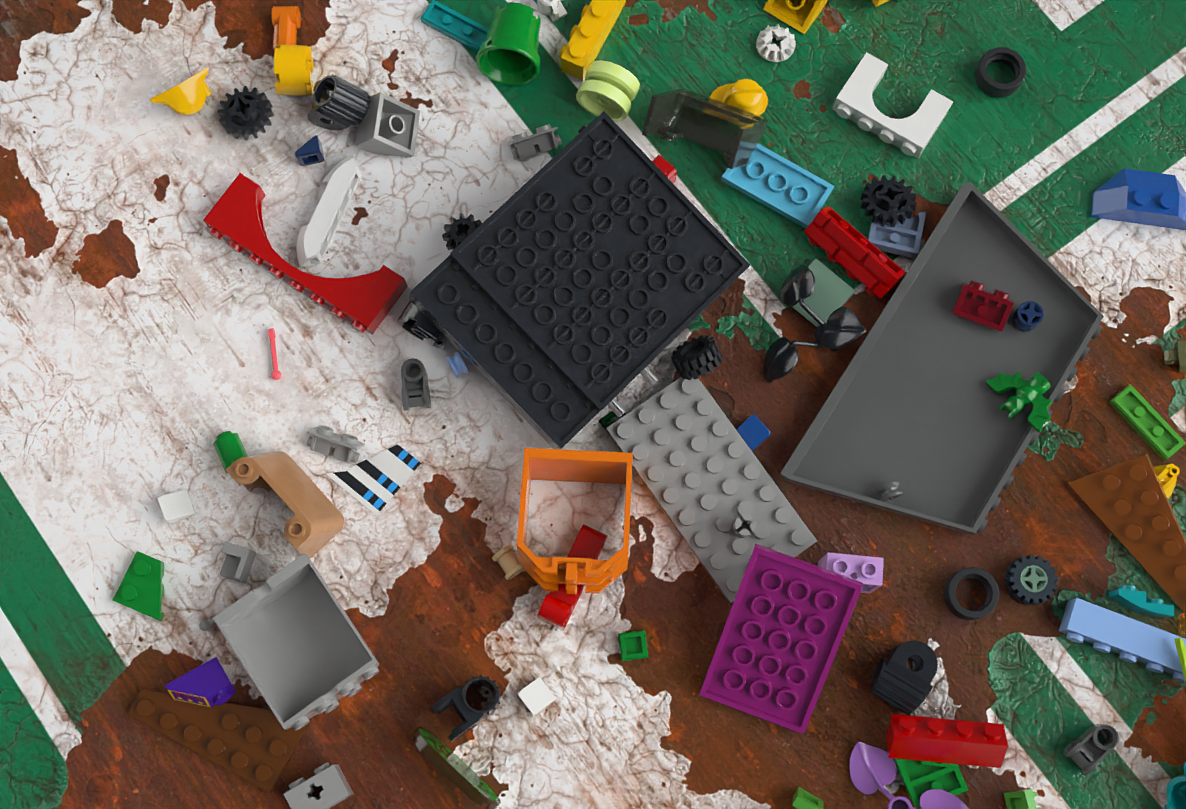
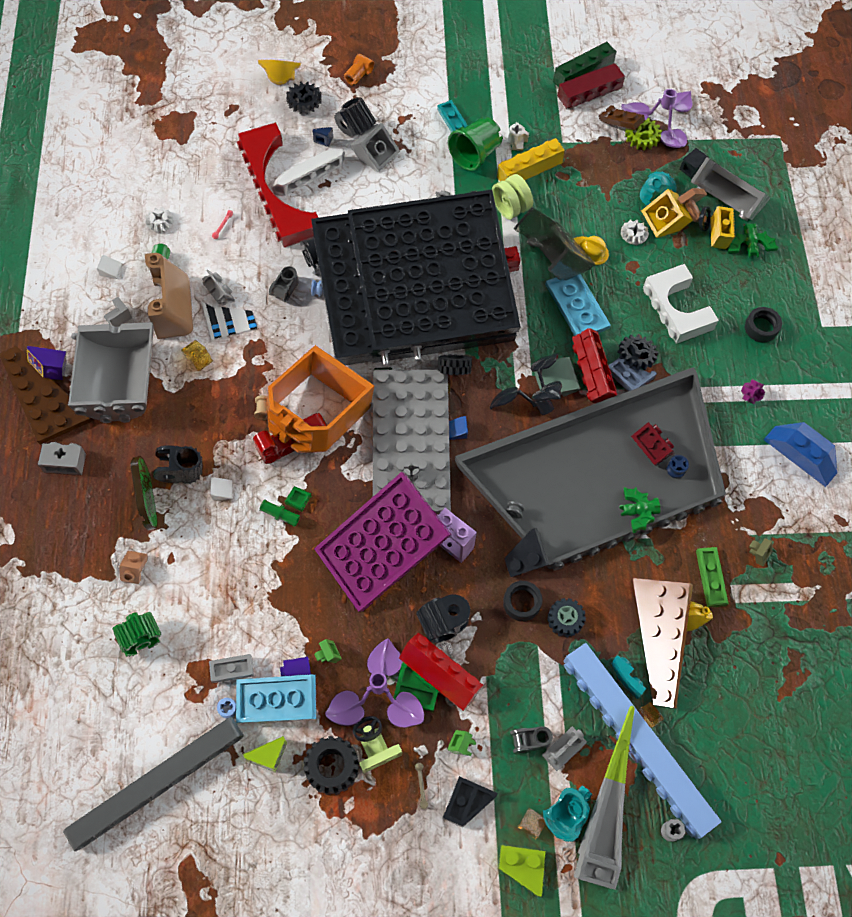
camera: 30 degrees right, 10 degrees down
(143, 586) = (59, 296): green wing -> none
(194, 409) = (159, 225): none -> white gear
(293, 70) = (345, 87): yellow brick -> none
(377, 548) = (197, 355): none -> clear yellow bracket
(627, 679) = (279, 513): none -> green pin
(943, 539) = (526, 555): none -> black wing
(1046, 166) = (753, 391): none -> magenta gear
(1131, 730) = (565, 748): none -> light grey hinge

